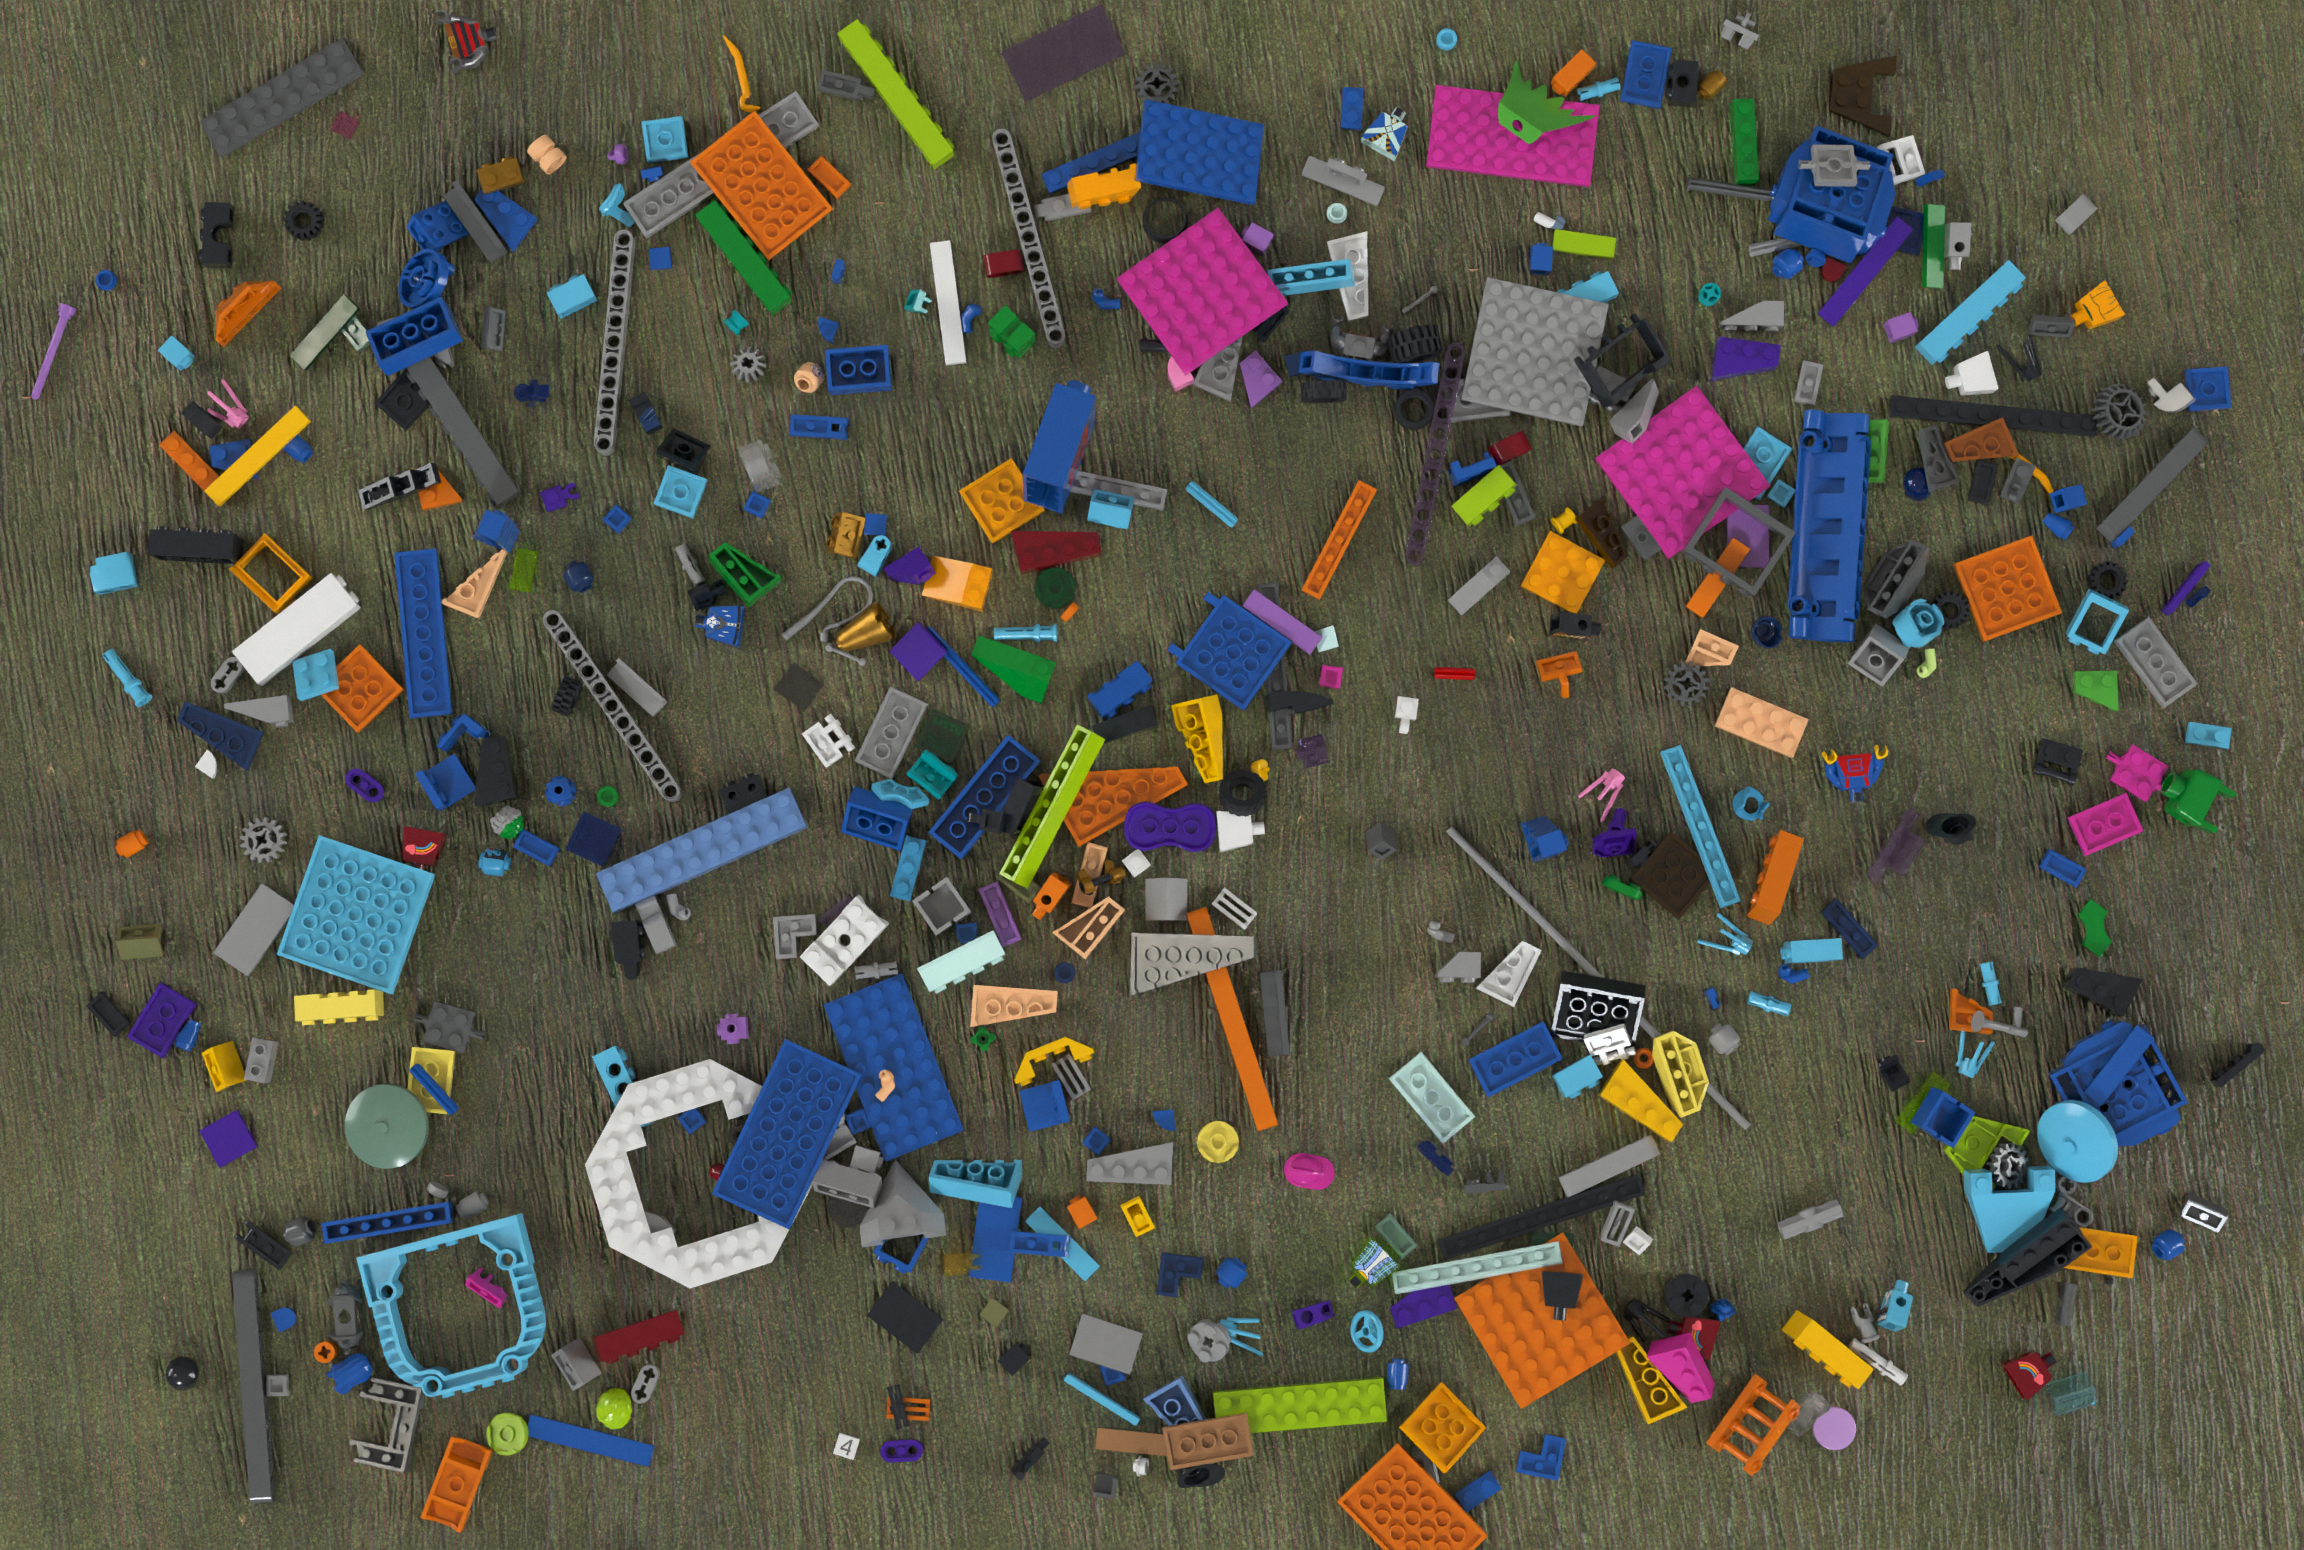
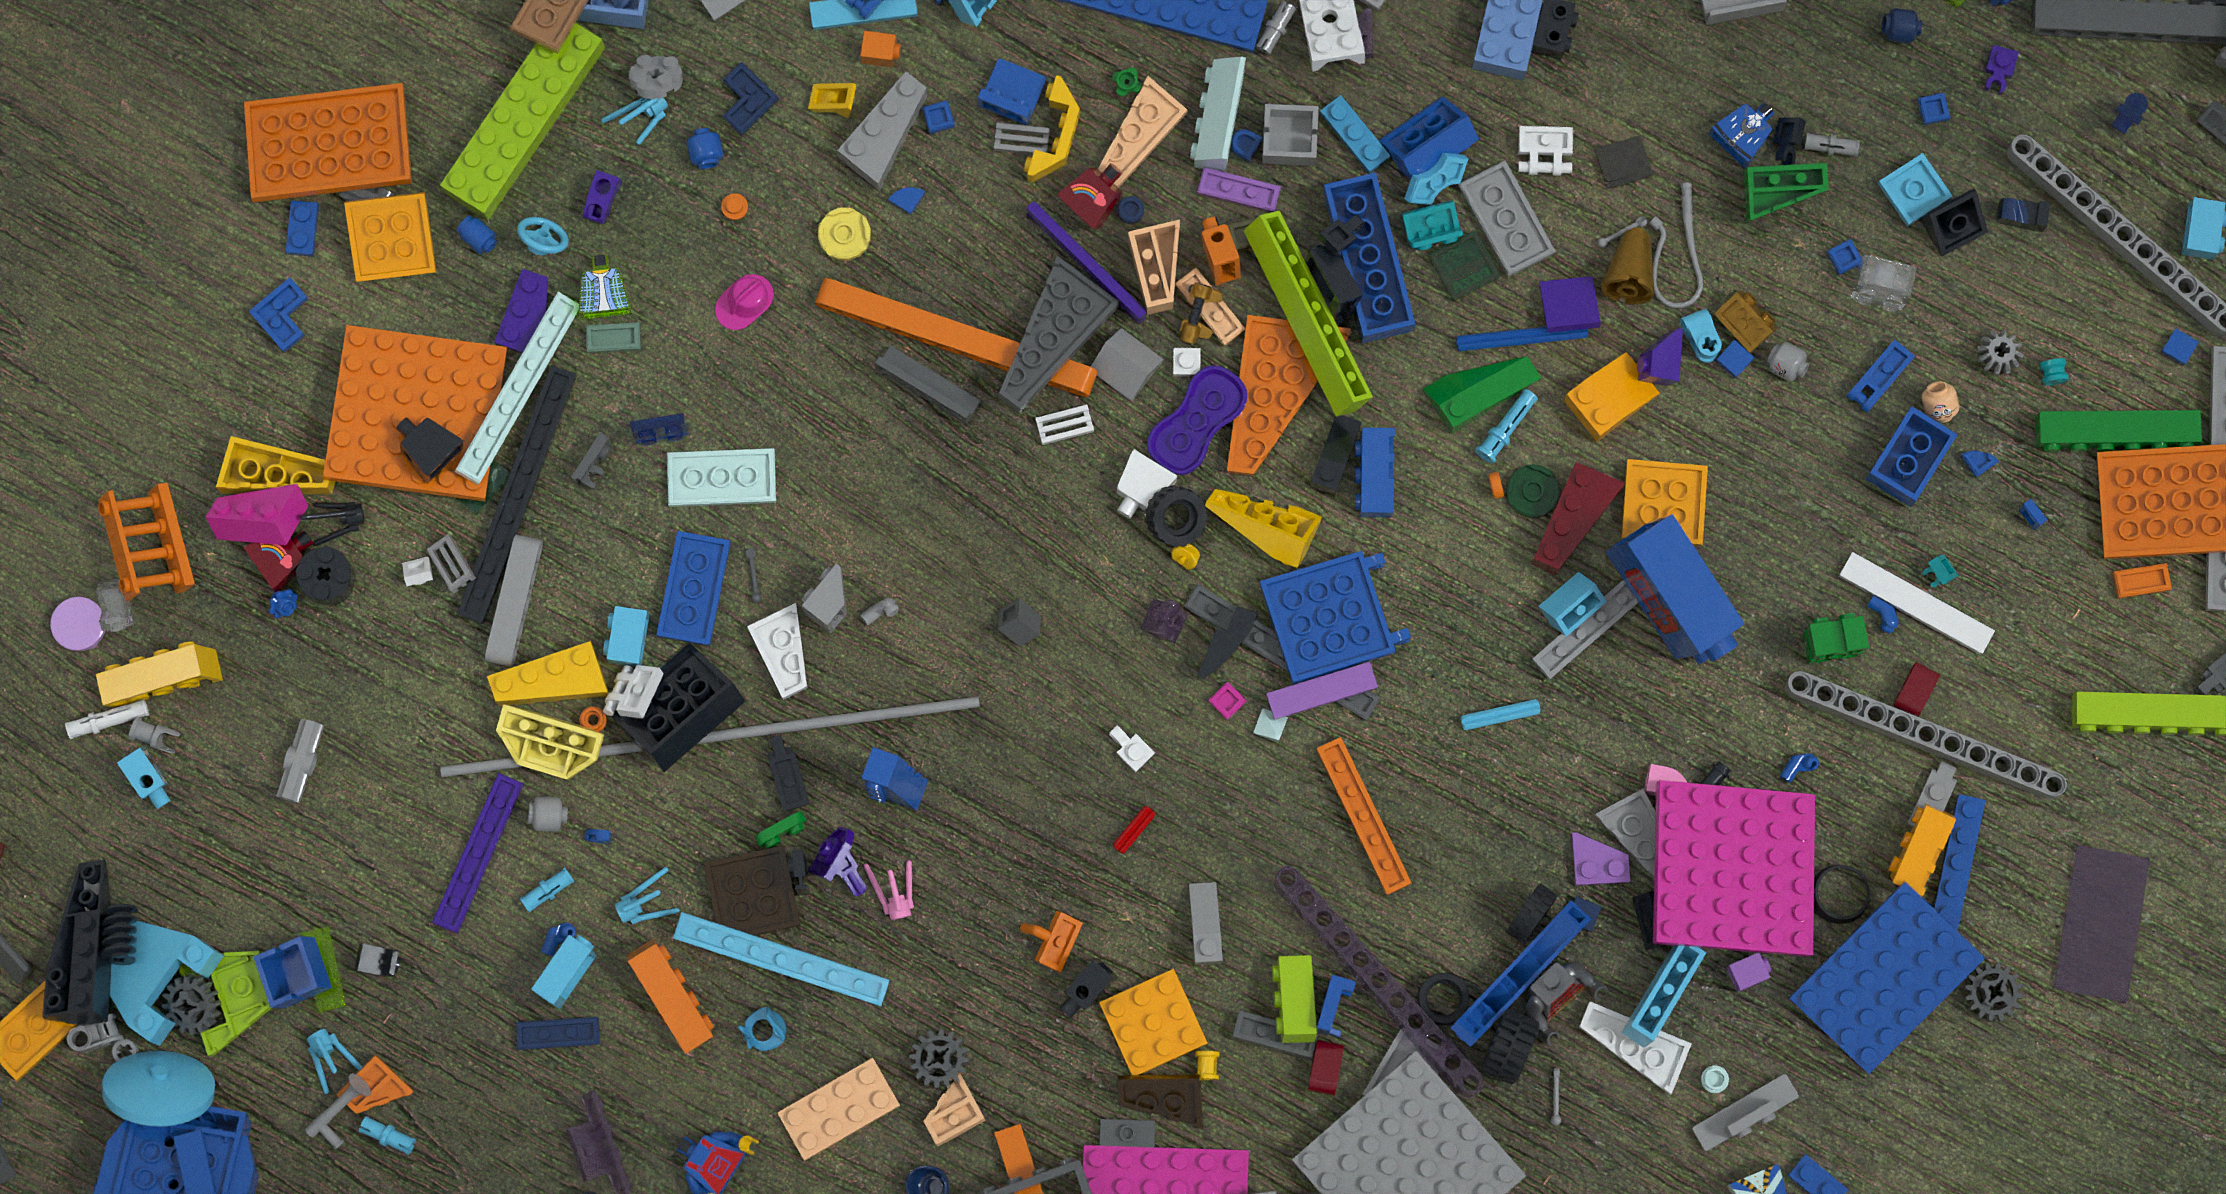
camera: 130 degrees right, 5 degrees down
(853, 489) = (1788, 361): none -> light grey head
(1075, 1001) = (1093, 195): none -> dark red torso
(1121, 971) = (1086, 262): none -> dark purple tile
(1253, 1224) = (734, 206): none -> orange plate
(1586, 910) = (787, 776): none -> black hinge
(1779, 1064) = (478, 853): none -> dark purple tile
(2004, 1243) = (116, 933): none -> black piece

